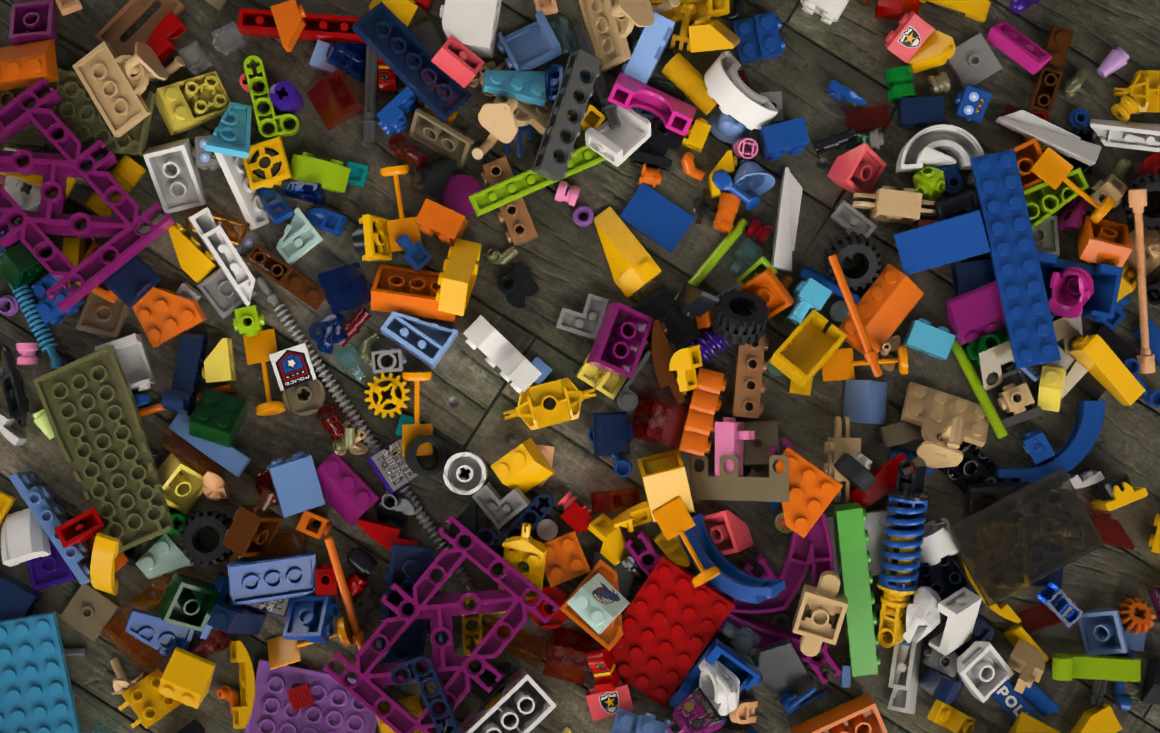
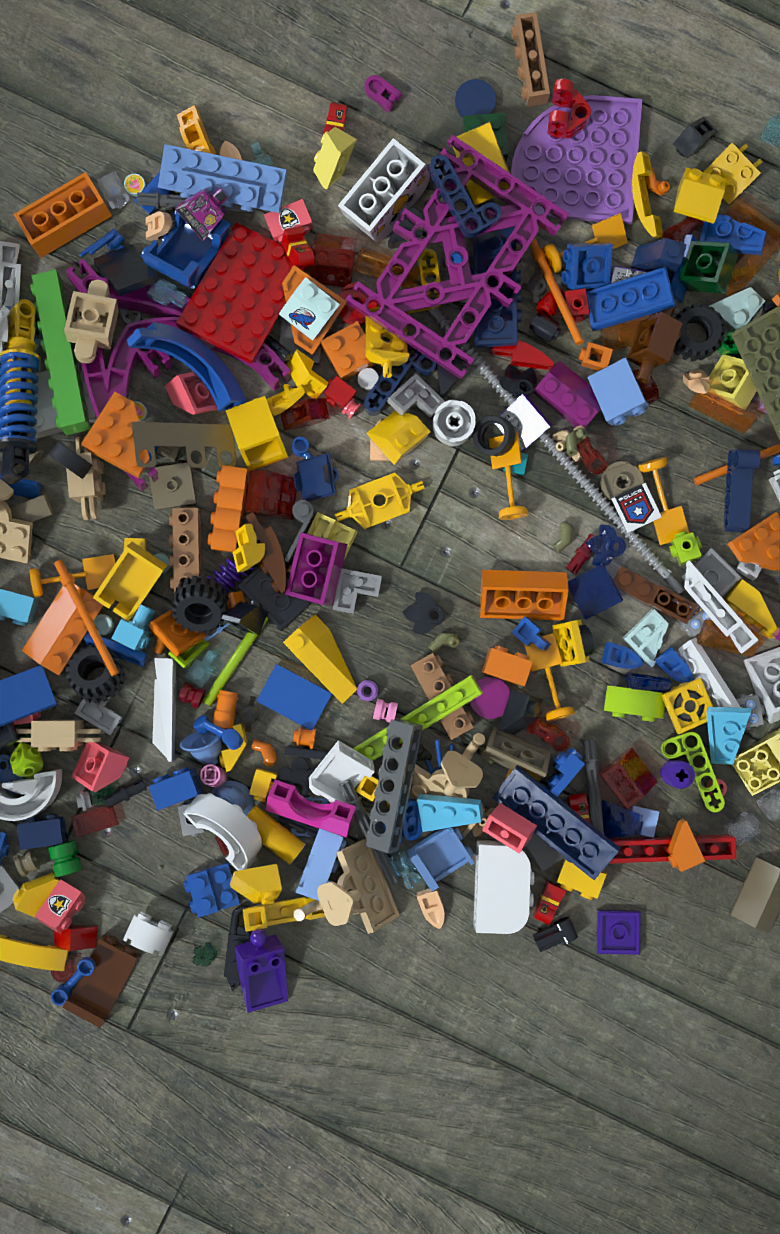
camera: 170 degrees right, 0 degrees up
(121, 683) = (760, 184): tan plant -> none
(218, 417) = (703, 448): dark green brick -> none
(220, 363) = (708, 502): light yellow slope -> none
(229, 458) = (707, 423): medium blue slope -> none
(300, 696) = (587, 190): tile -> none
(350, 361) = (581, 521): clear light blue plate -> none
(358, 174) = (595, 707): teal tile -> none
(380, 358) = (549, 517): light grey head -> none
(382, 404) = (531, 487): yellow gear -> none
(419, 338) = (515, 550): light blue wedge -> none
(458, 277) = (483, 611): yellow piece -> none
(501, 353) = (428, 542): white brick -> none
(543, 368) = (395, 532): medium blue tile -> none
(673, 549) = (245, 375): yellow plate -> none
(674, 521) = (243, 397): light orange piece -> none
(687, 10) = (285, 909): yellow hinge -> none
(719, 686) = (182, 242): white helmet -> none
(730, 441) = (198, 481): bright pink brick -> none
(840, 92) = (124, 843): blue plate -> none
(845, 677) = (63, 265): medium blue tile -> none
(863, 460) = (64, 473): light grey plate -> none
(865, 401) = (69, 538): medium blue slope -> none
(885, 478) = (42, 465): red slope -> none
(890, 346) = (48, 596): tan plant -> none

